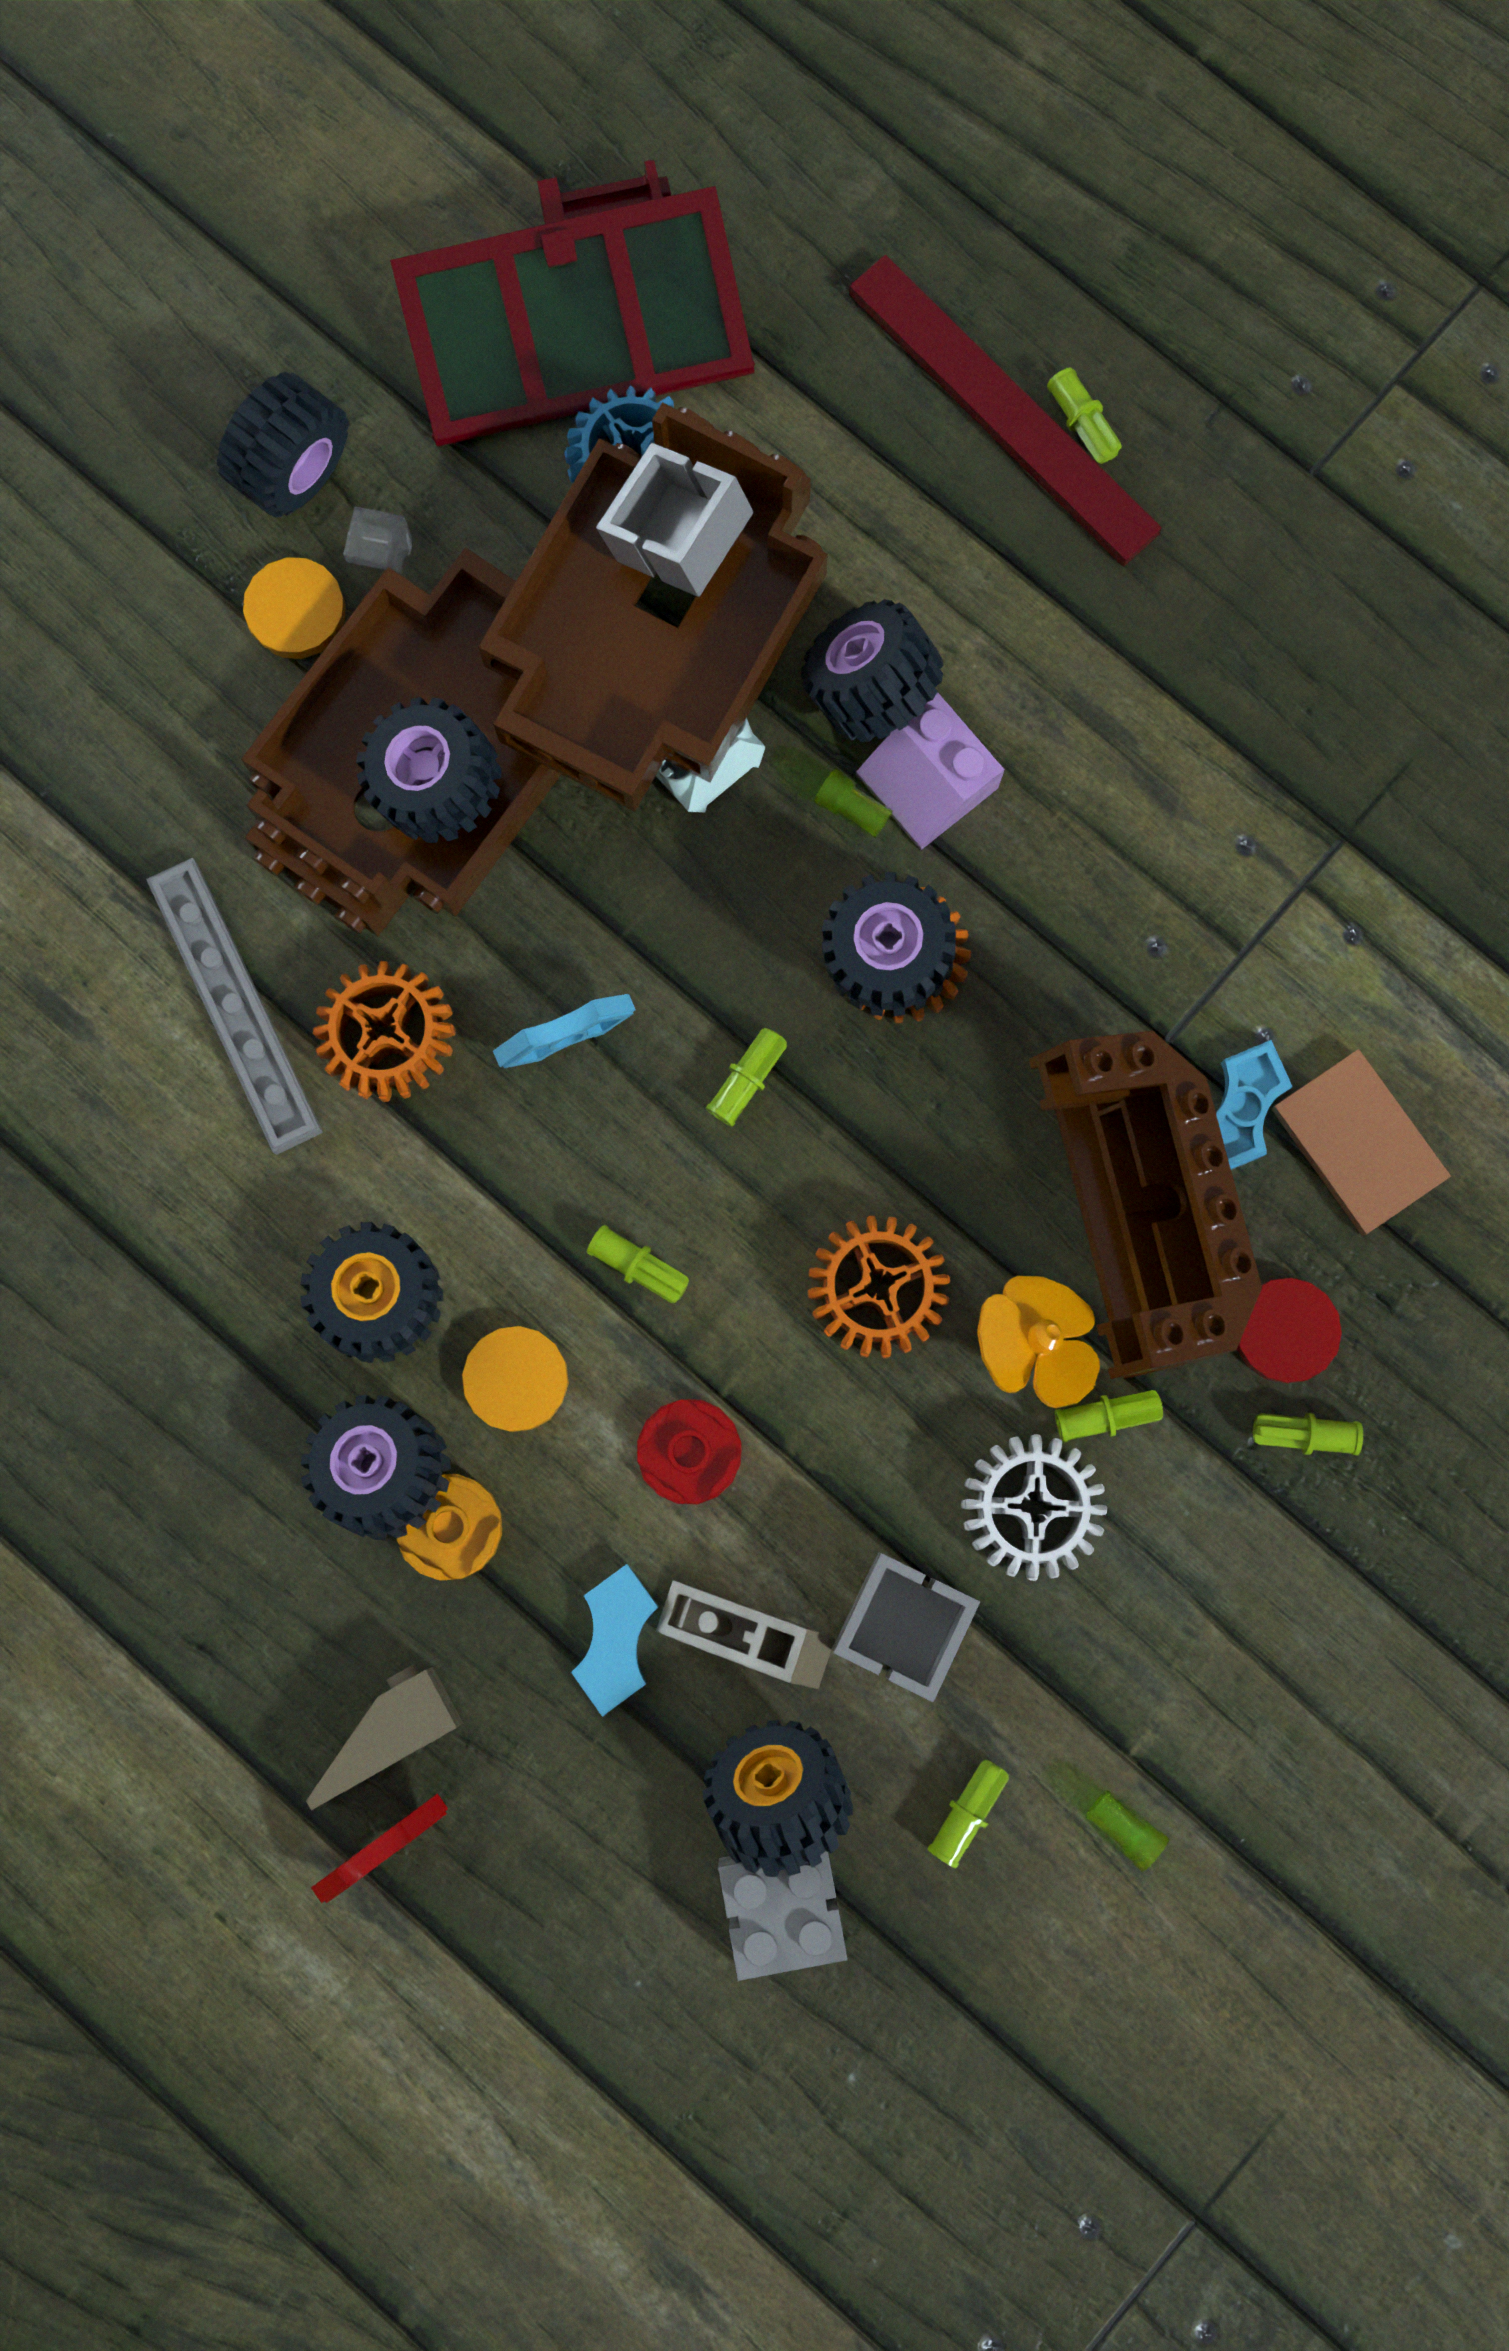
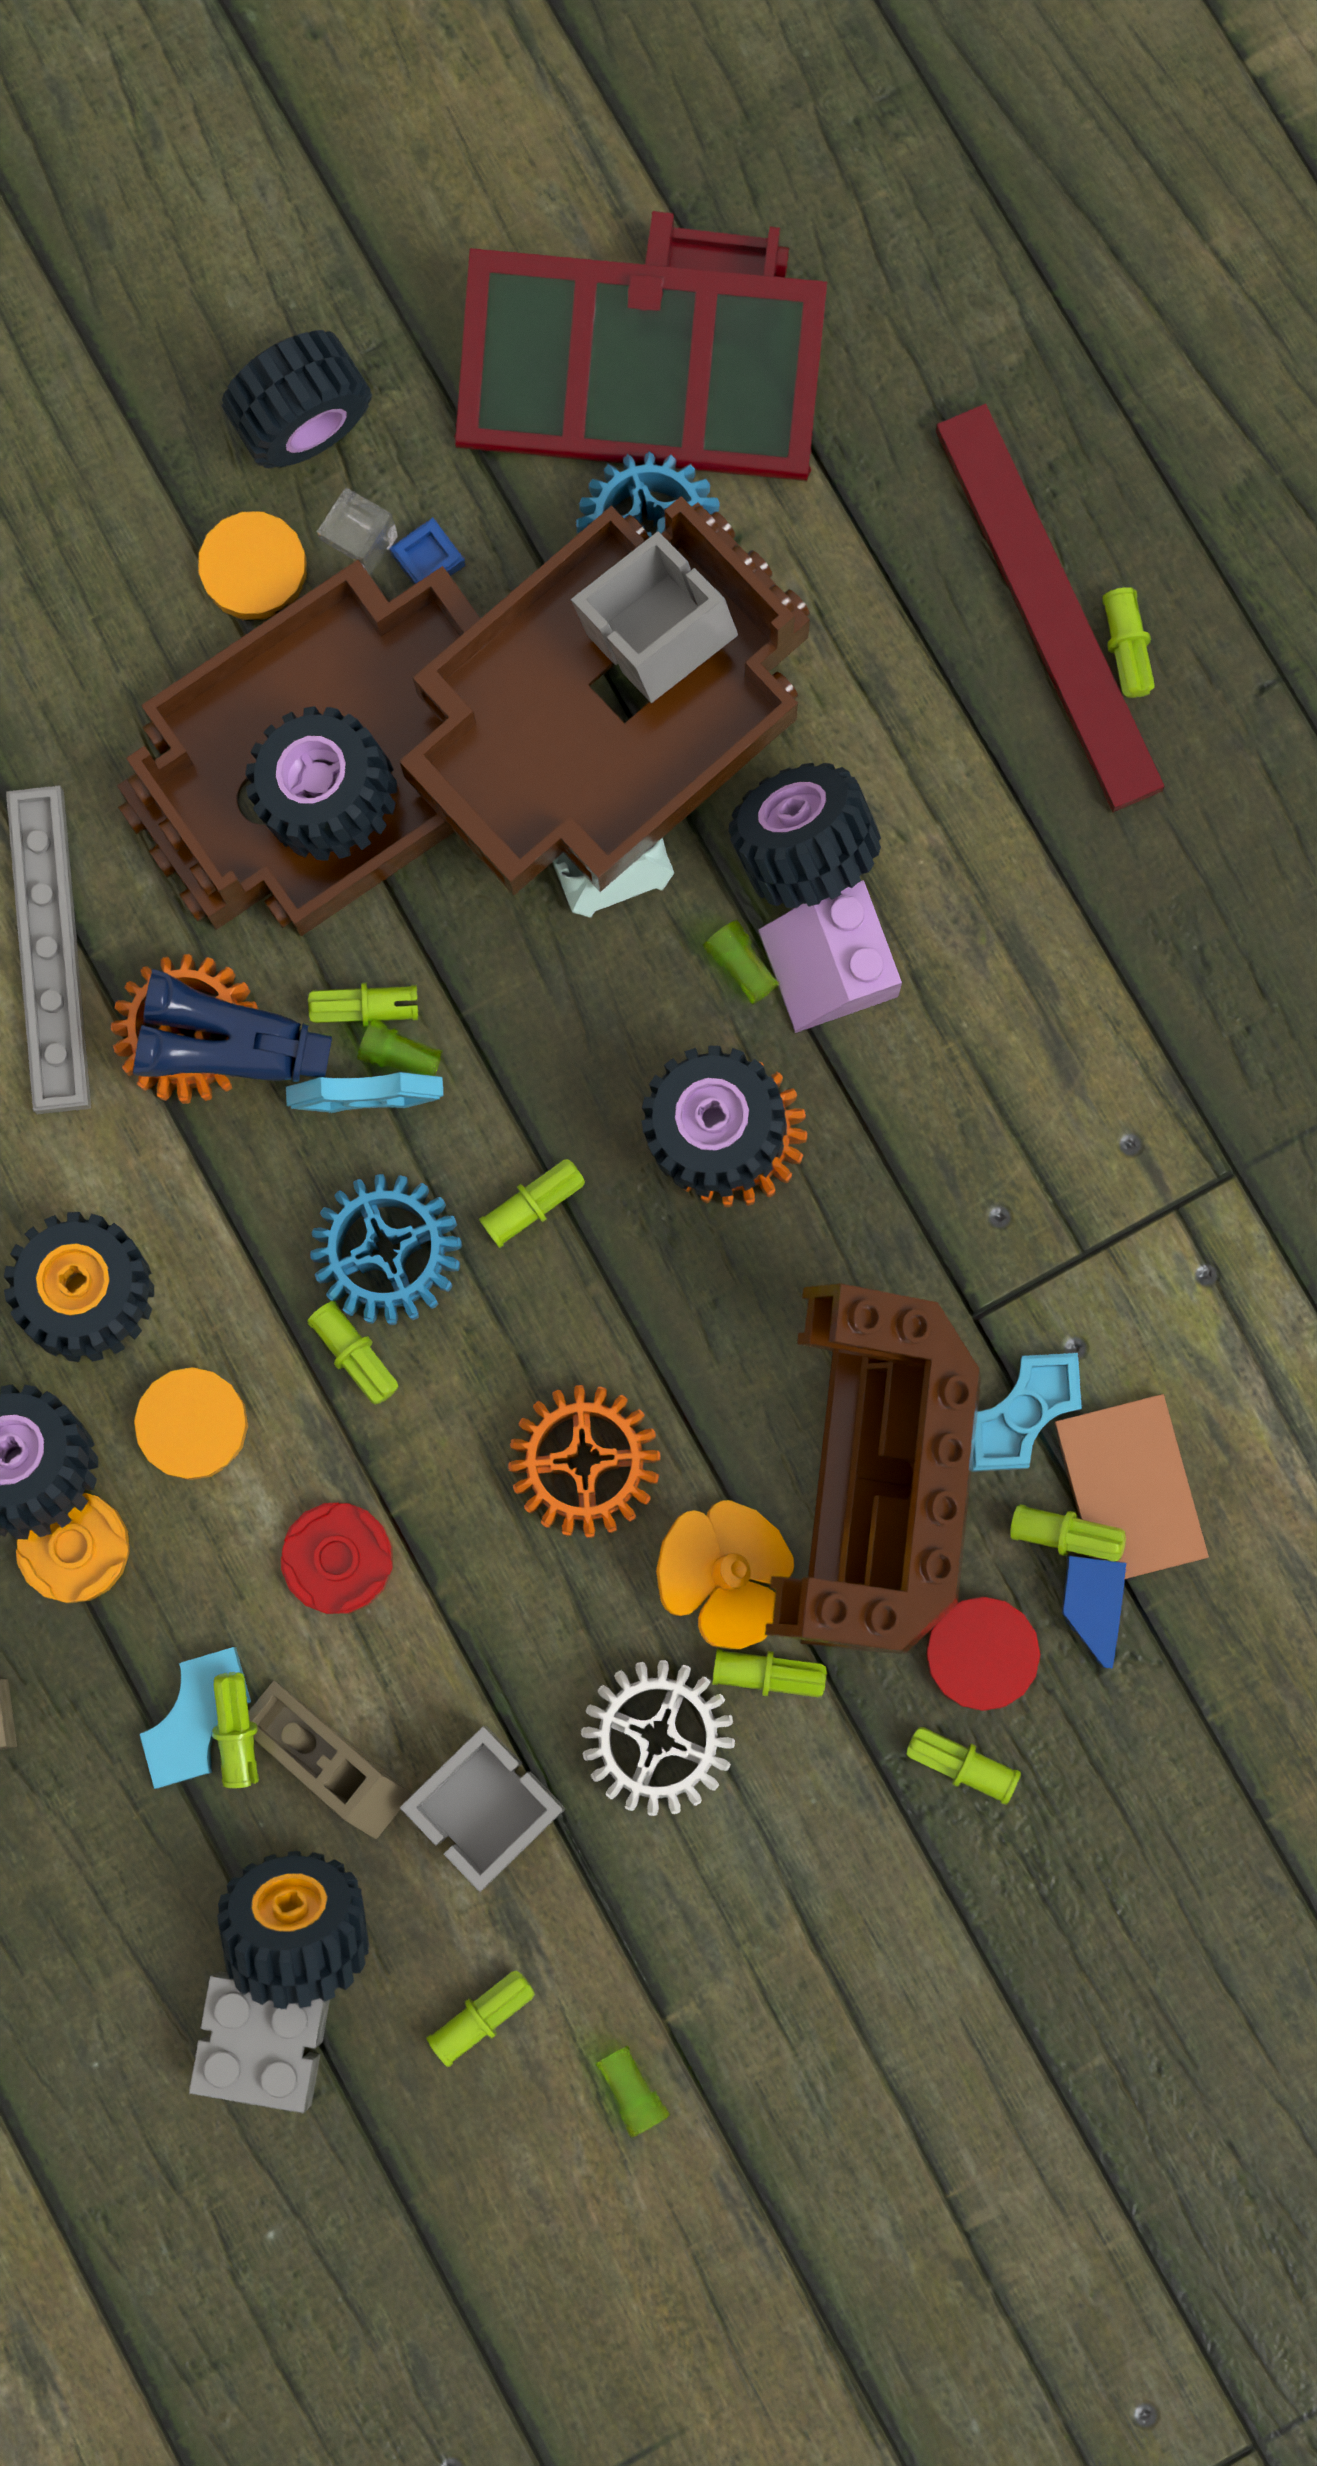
camera: 25 degrees right, 0 degrees up
(443, 544) = (425, 552): none -> blue tile
(456, 1021) = (258, 1045): none -> dark blue piece
(533, 956) = (362, 1004): none -> lime axle
(579, 986) = (397, 1051): none -> clear neon green pin
(604, 1130) = (363, 1260): none -> dark azure gear
(656, 1639) = (234, 1731): none -> lime axle
(1325, 1198) = (1067, 1533): none -> lime axle
(1370, 1252) = (1094, 1604): none -> blue slope

